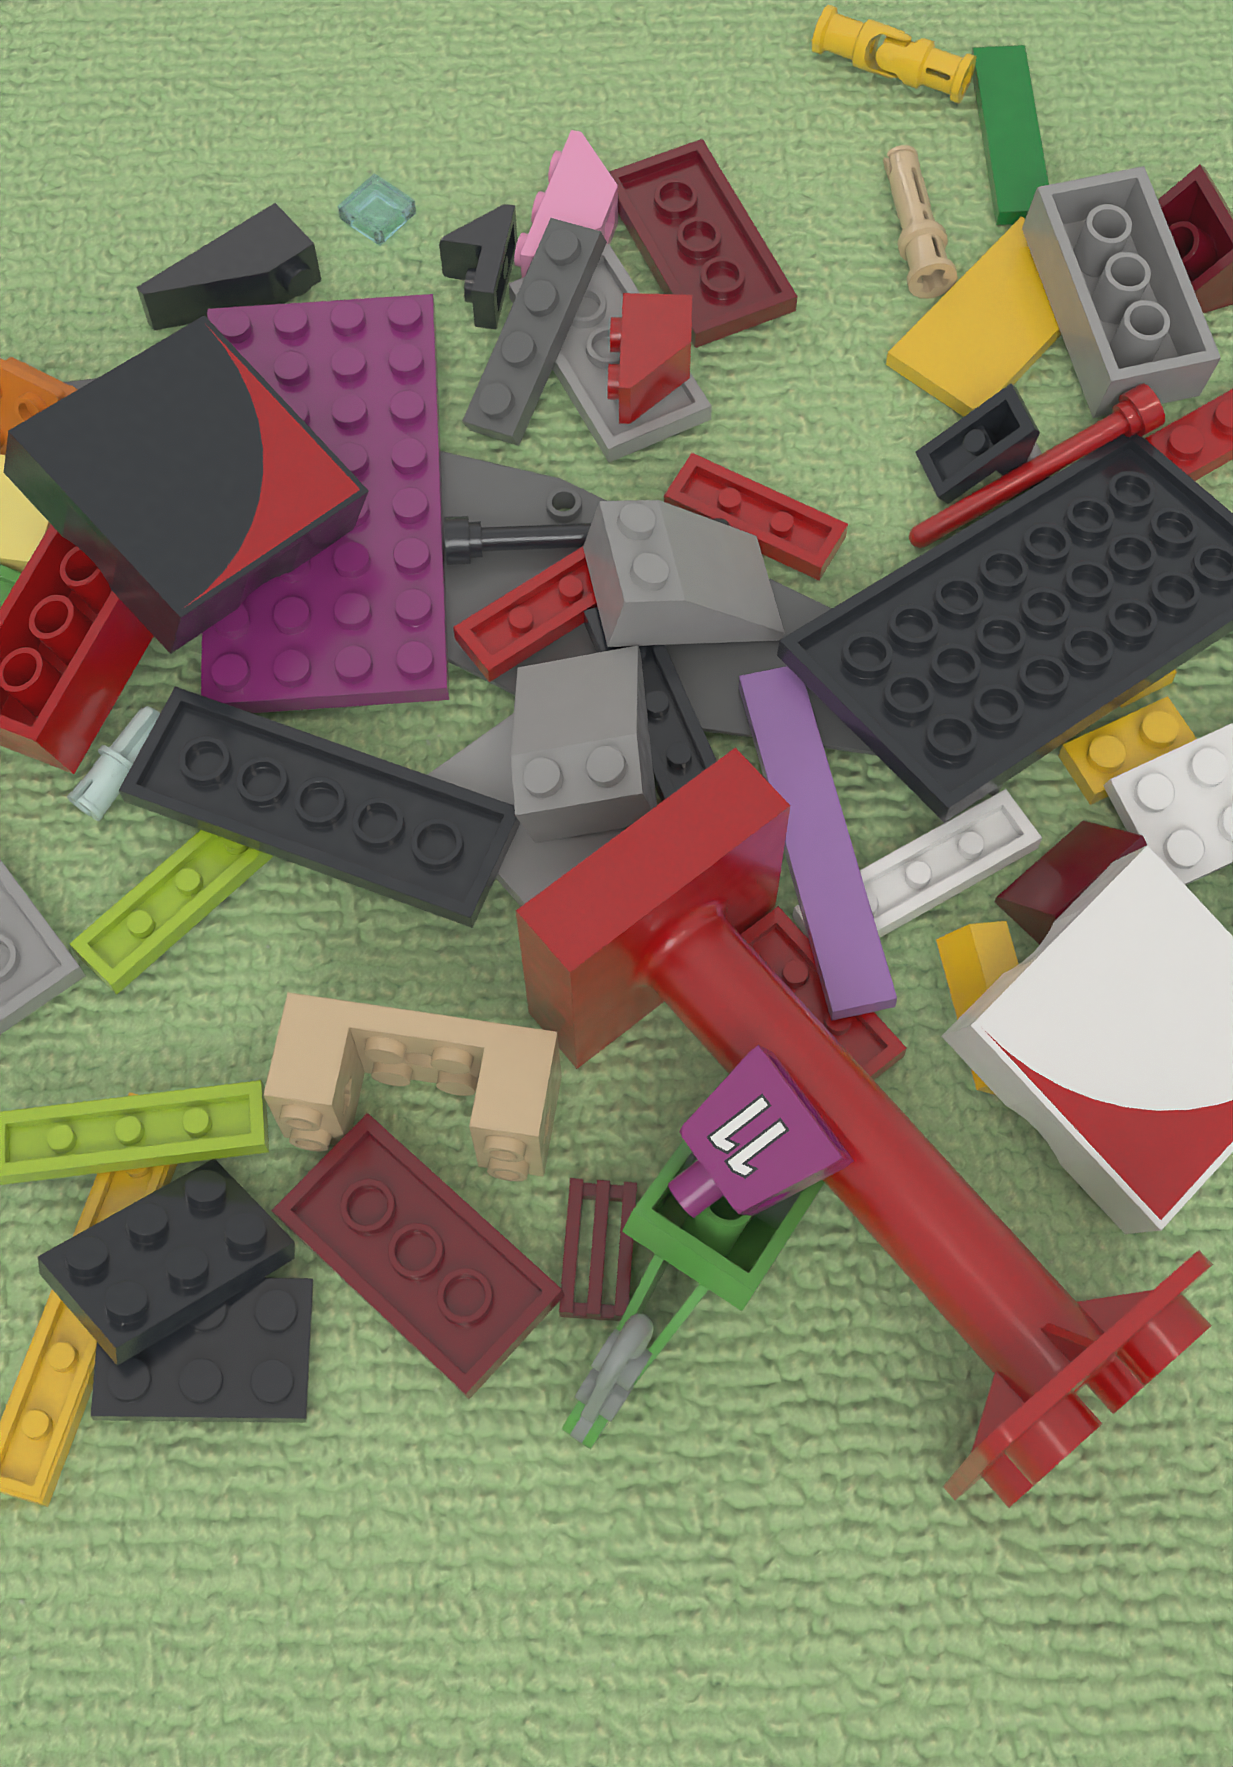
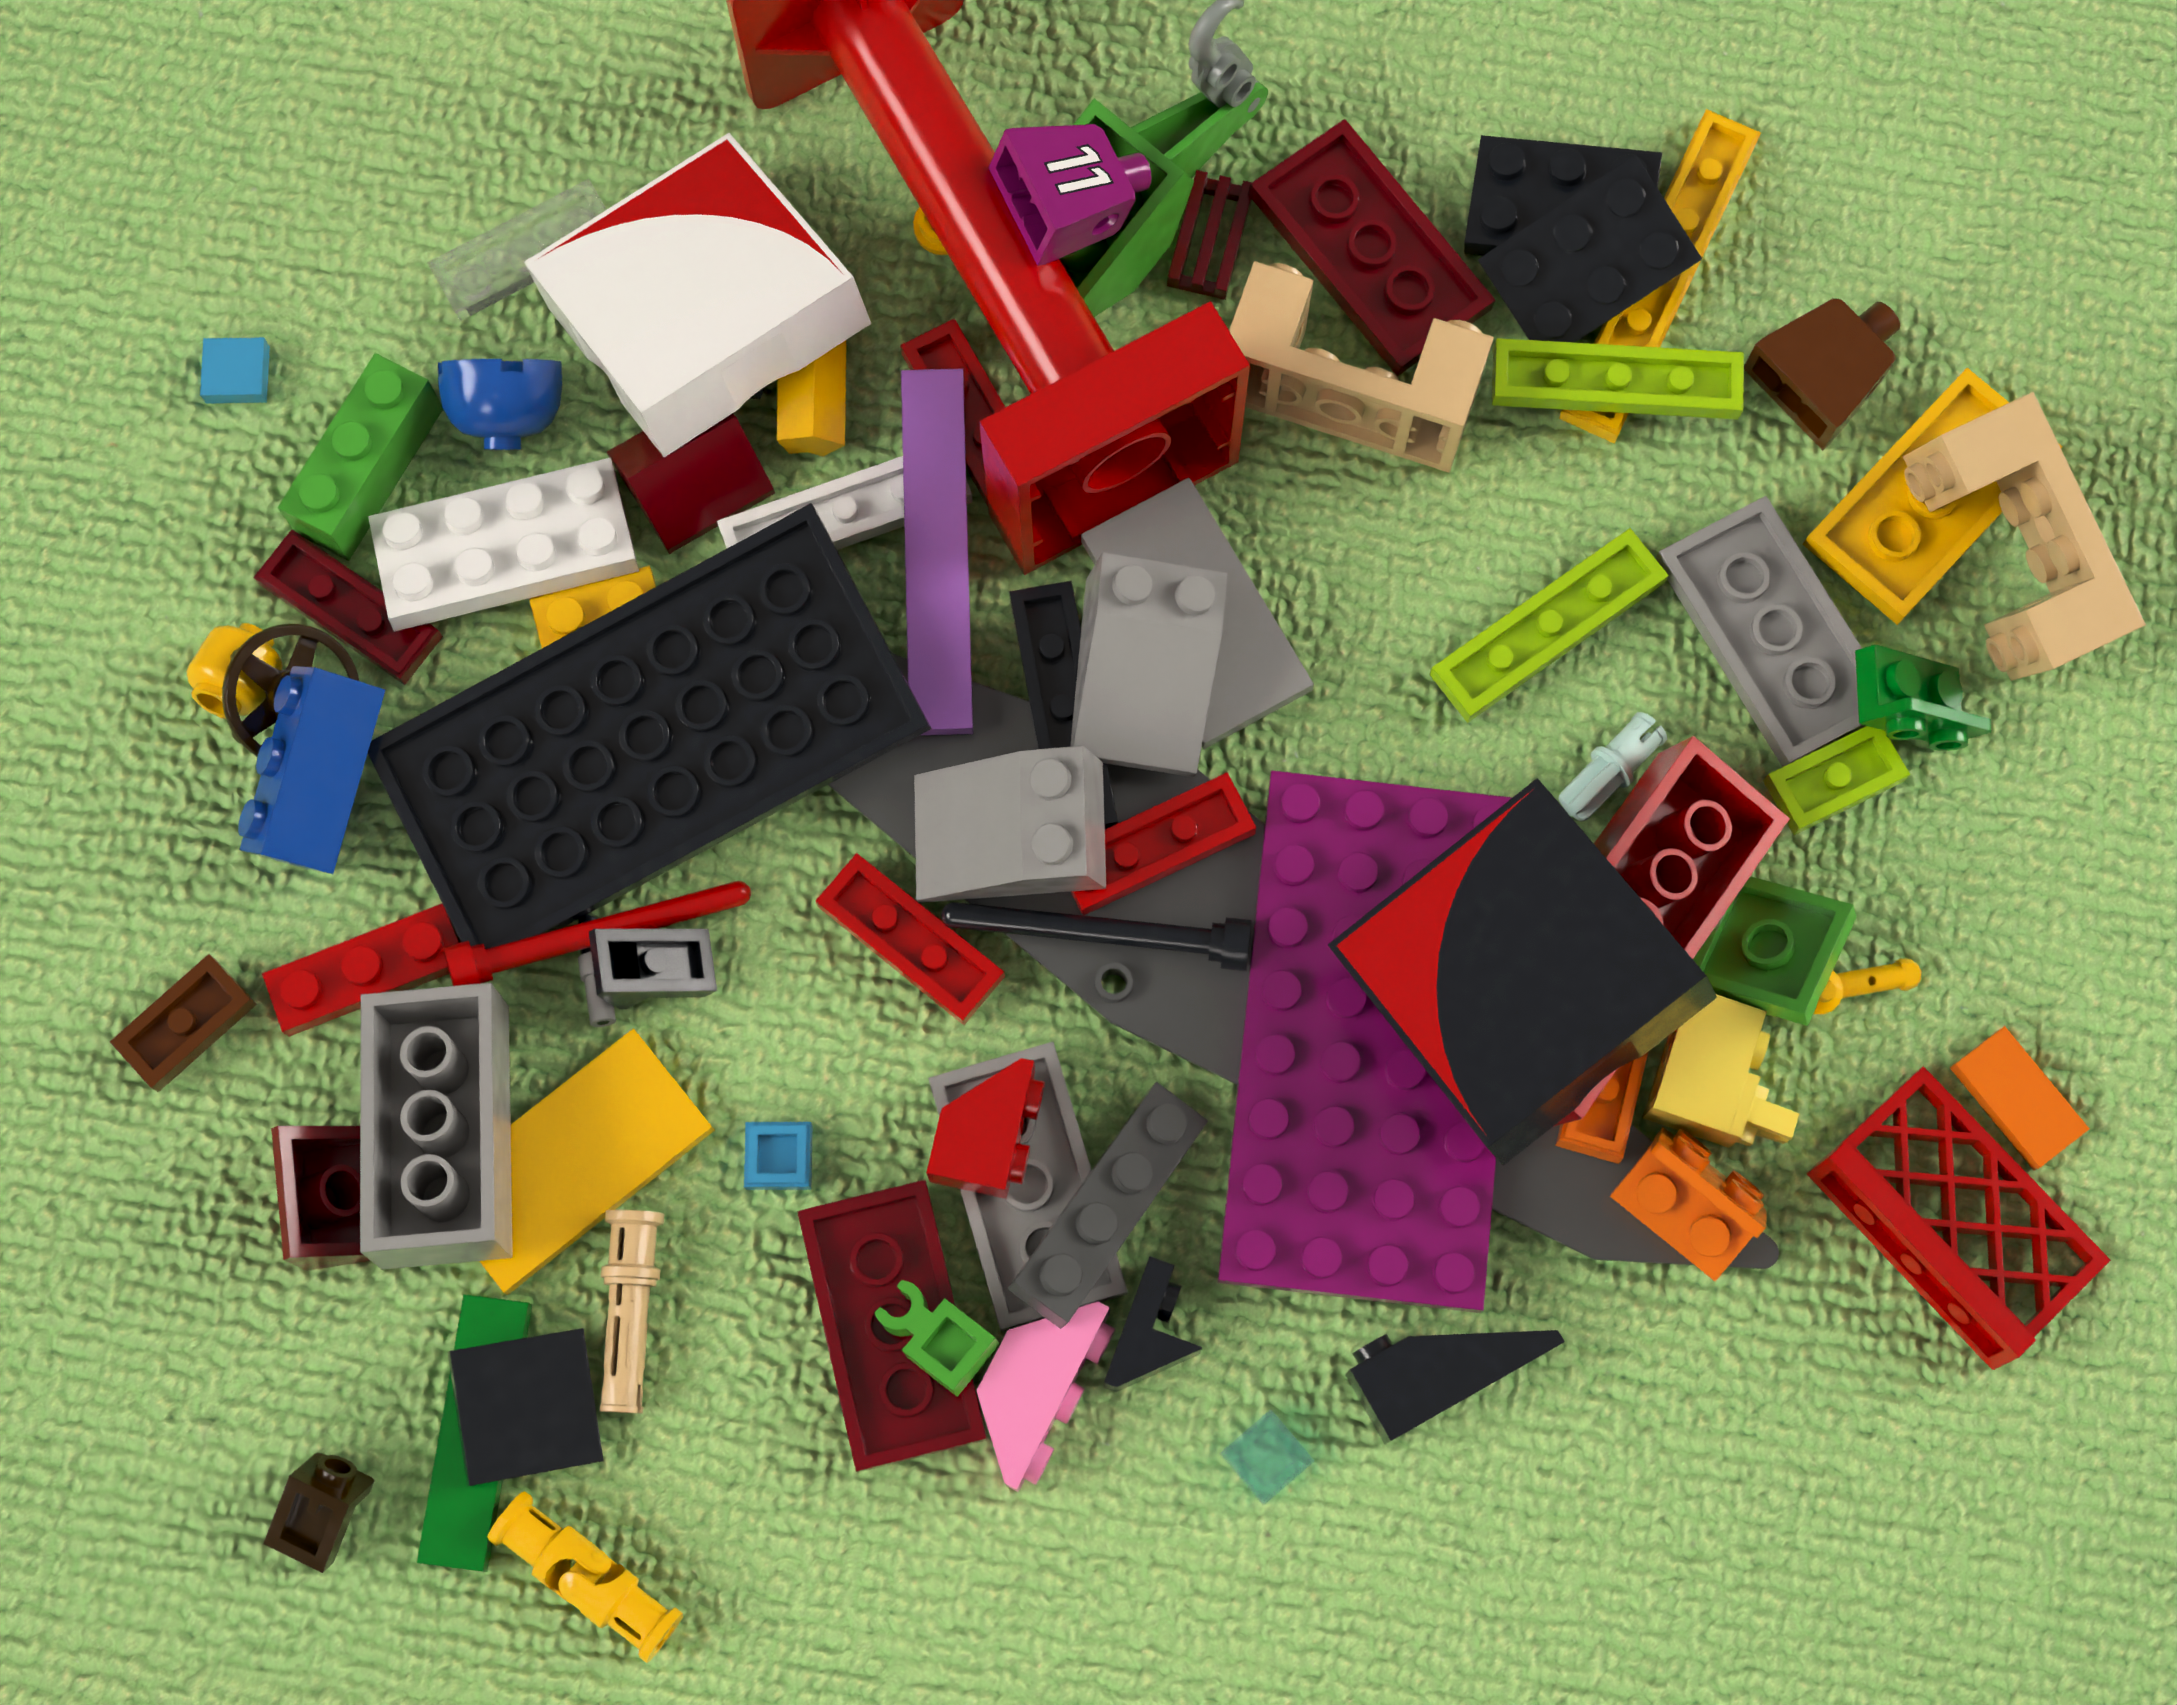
camera: 170 degrees left, 10 degrees up
(322, 806) = (1413, 655): black plate -> none
(653, 210) = (942, 1342): none -> bright green plate
(826, 349) = (778, 1156): none -> dark azure tile
(977, 141) = (525, 1406): none -> black tile
(1111, 68) = (317, 1510): none -> dark brown bracket

